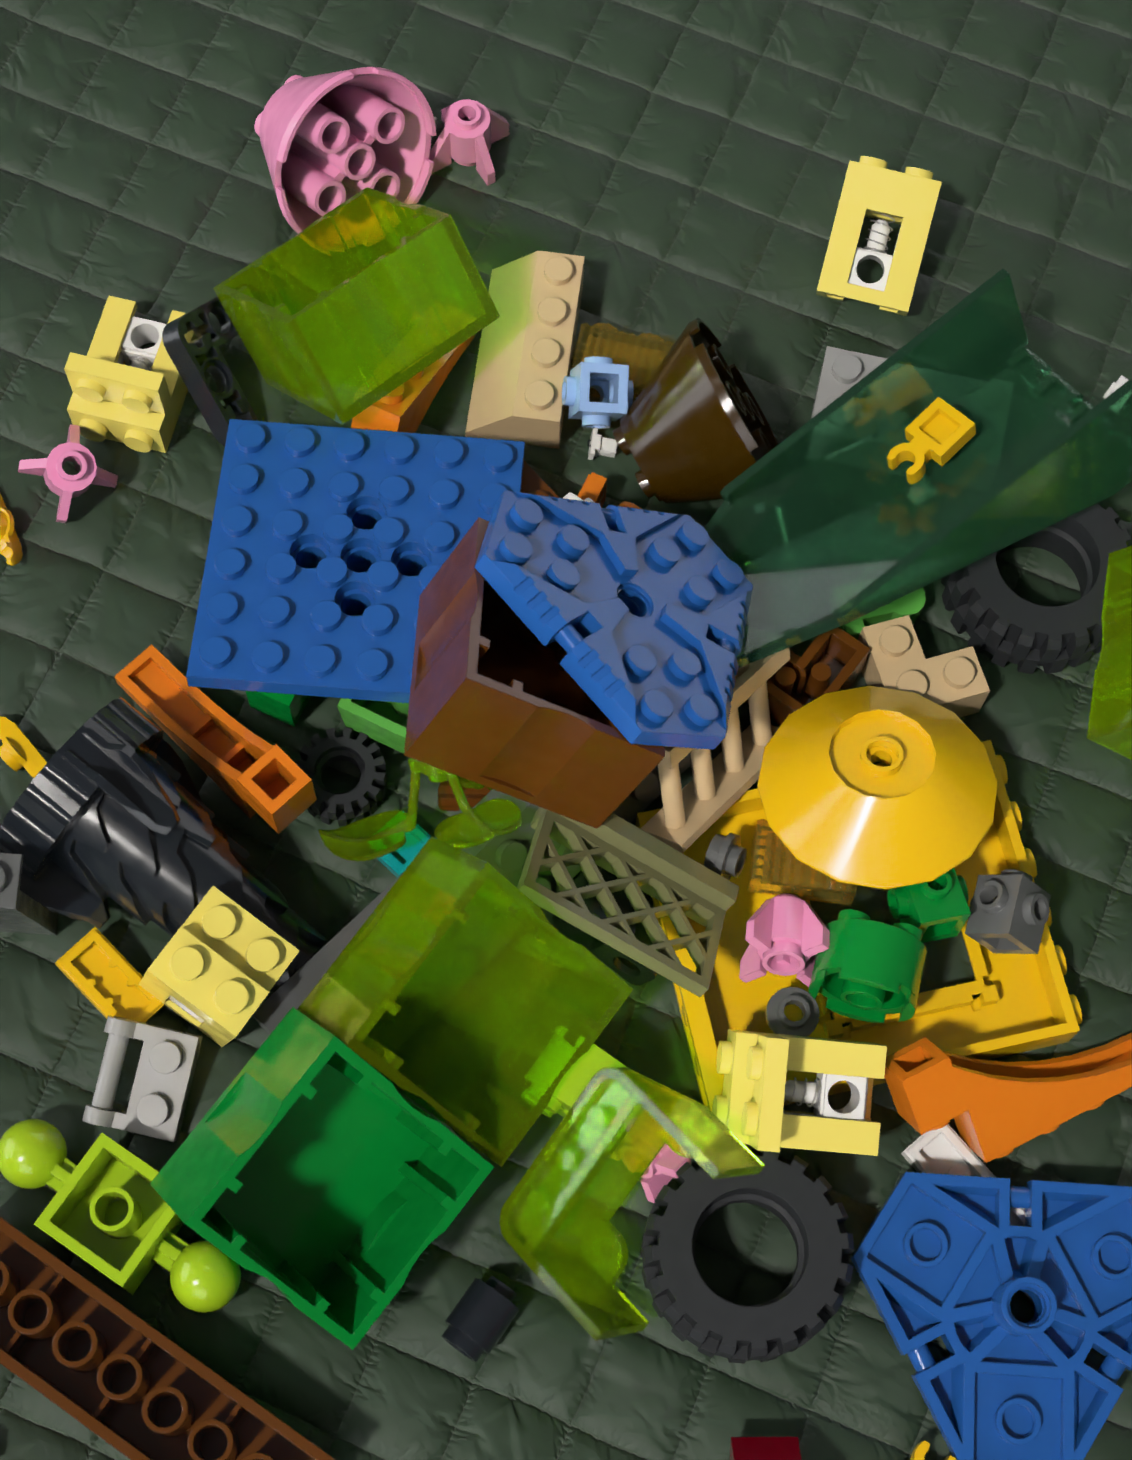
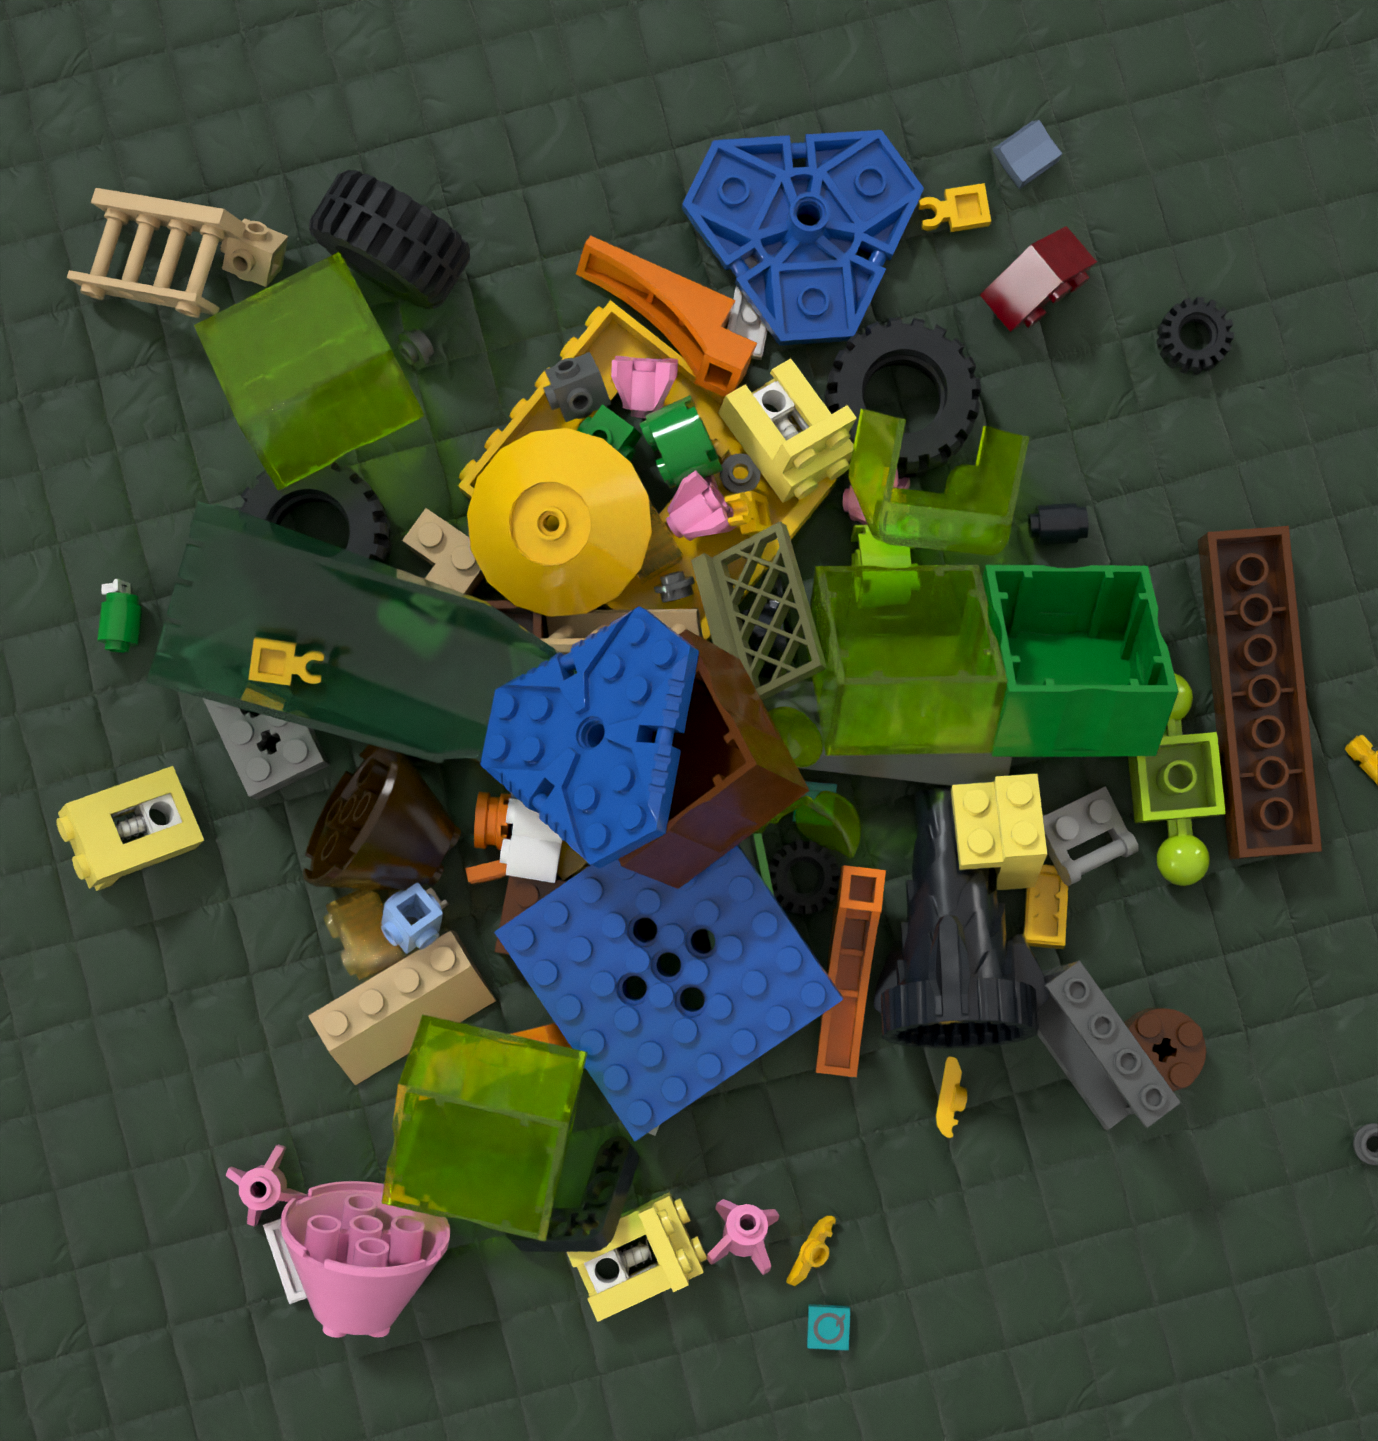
camera: 125 degrees left, 15 degrees up
(741, 982) = (750, 512): none -> yellow plate
(964, 984) = (643, 382): none -> bright pink brick
(1083, 367) = (119, 622): none -> green brick

